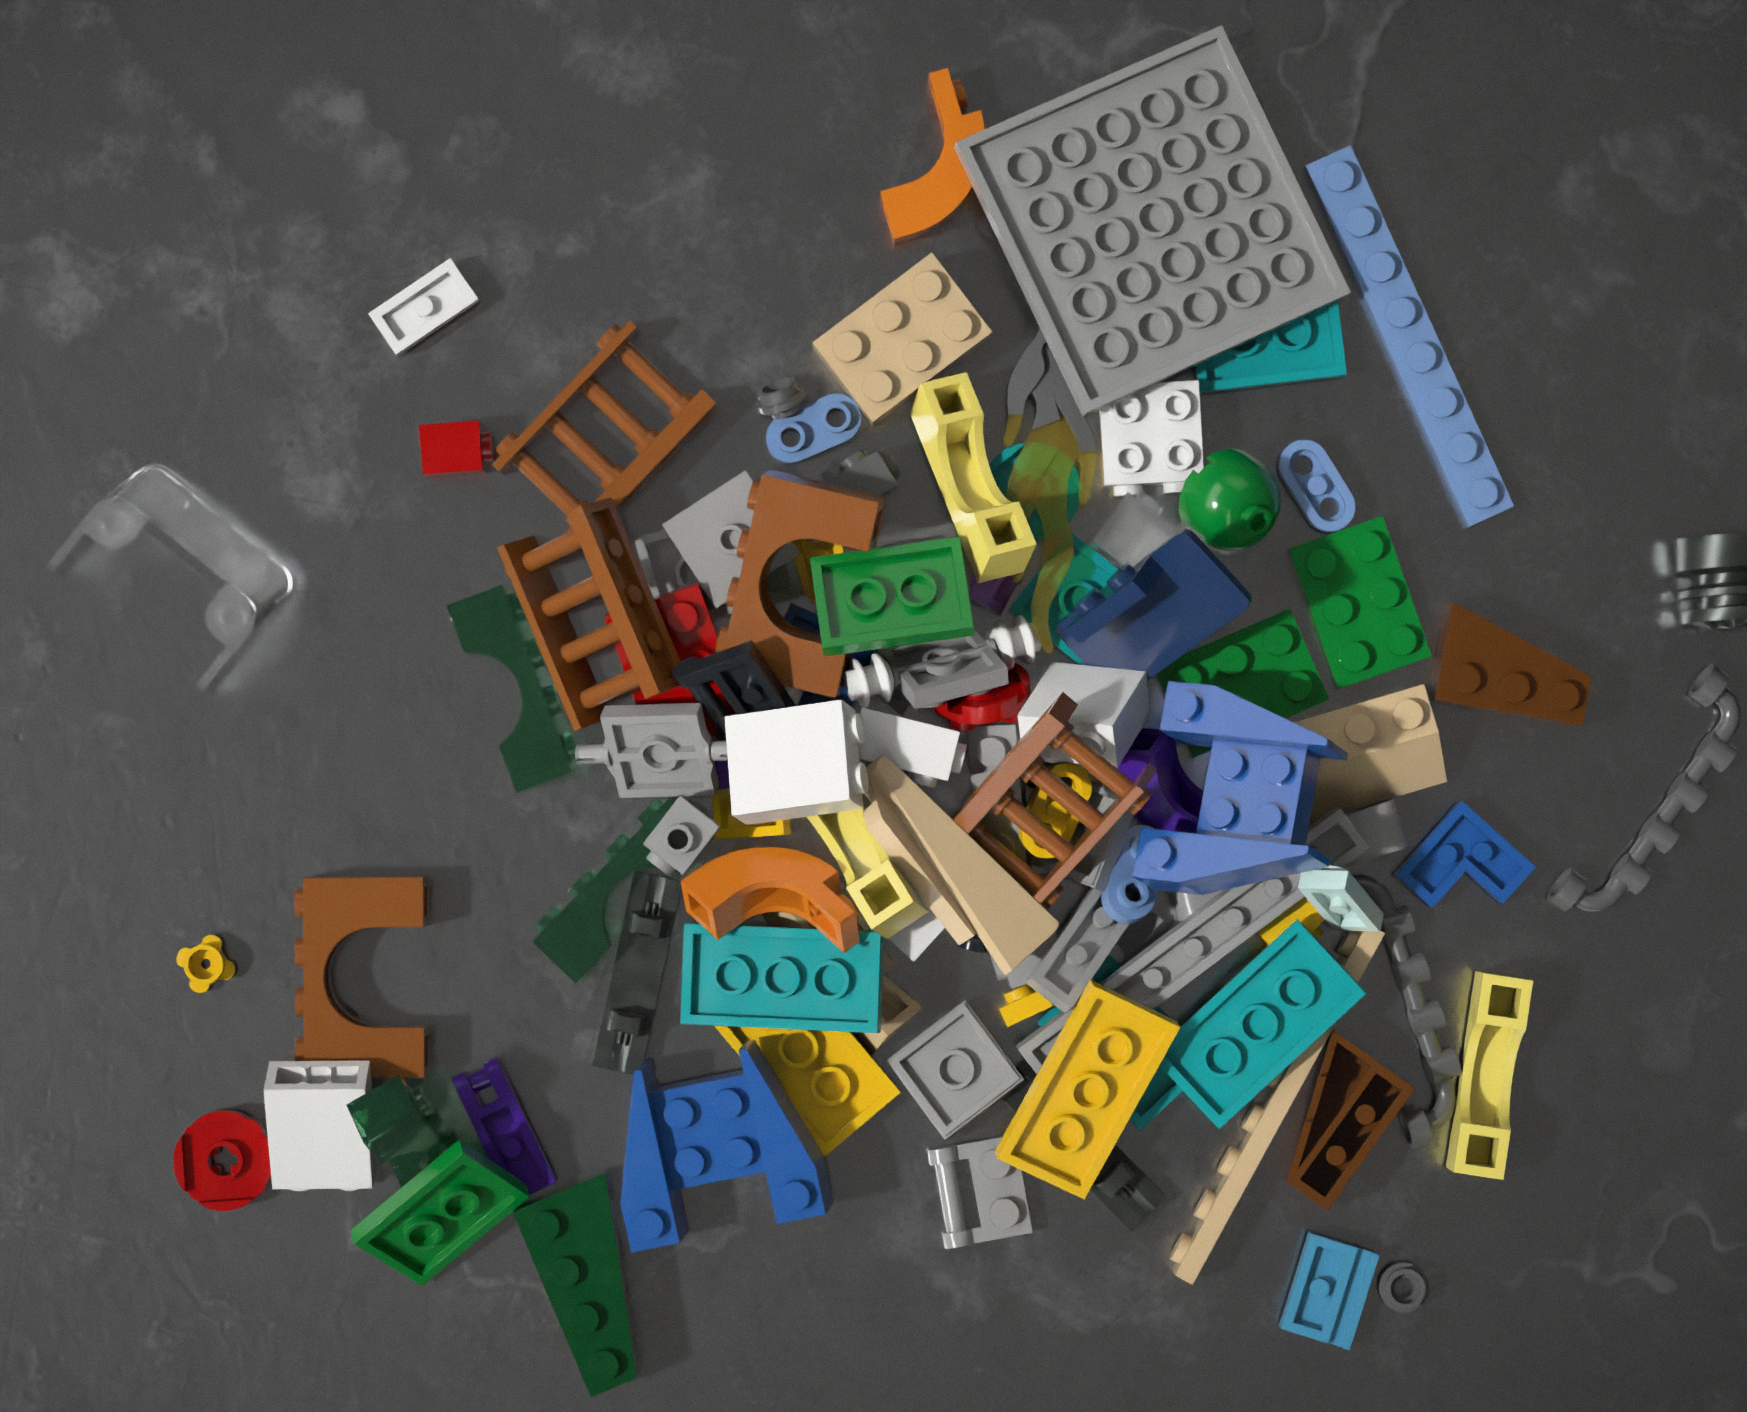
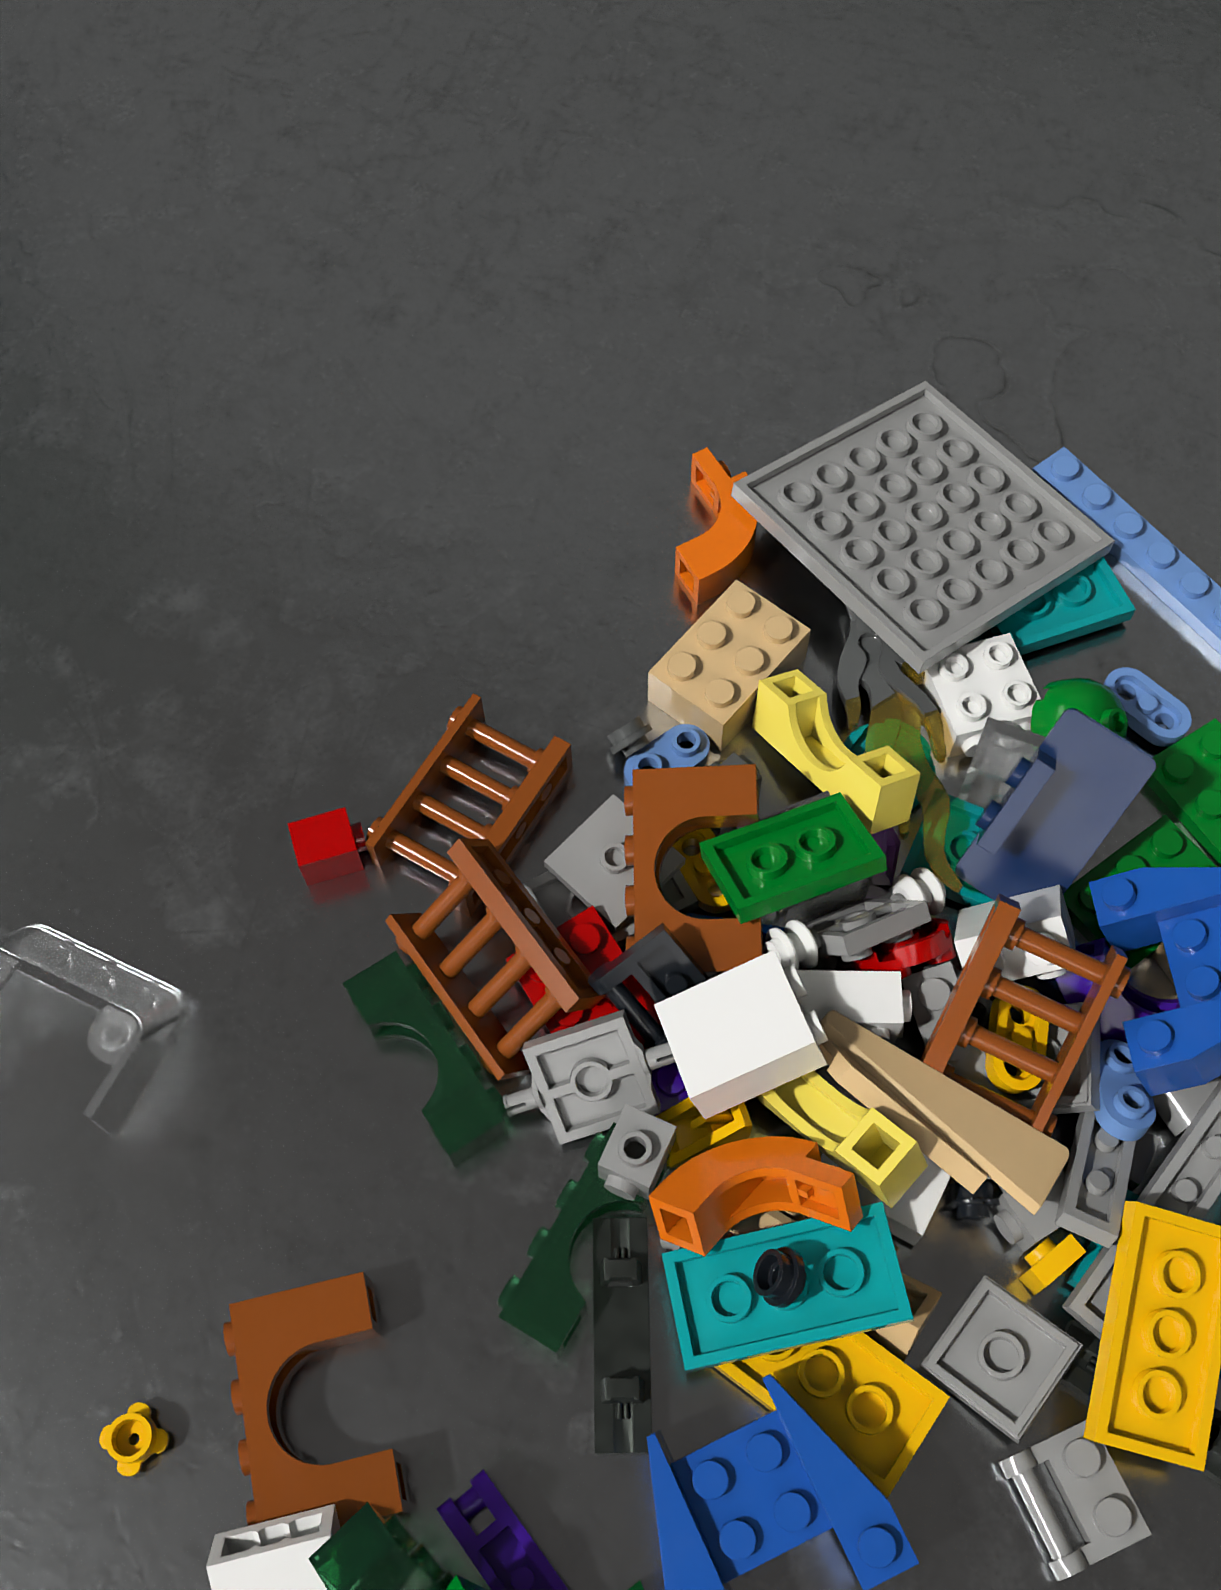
camera: 10 degrees left, 25 degrees down
(424, 307) = (279, 734): white plate -> none
(775, 974) = (779, 1276): none -> black plate

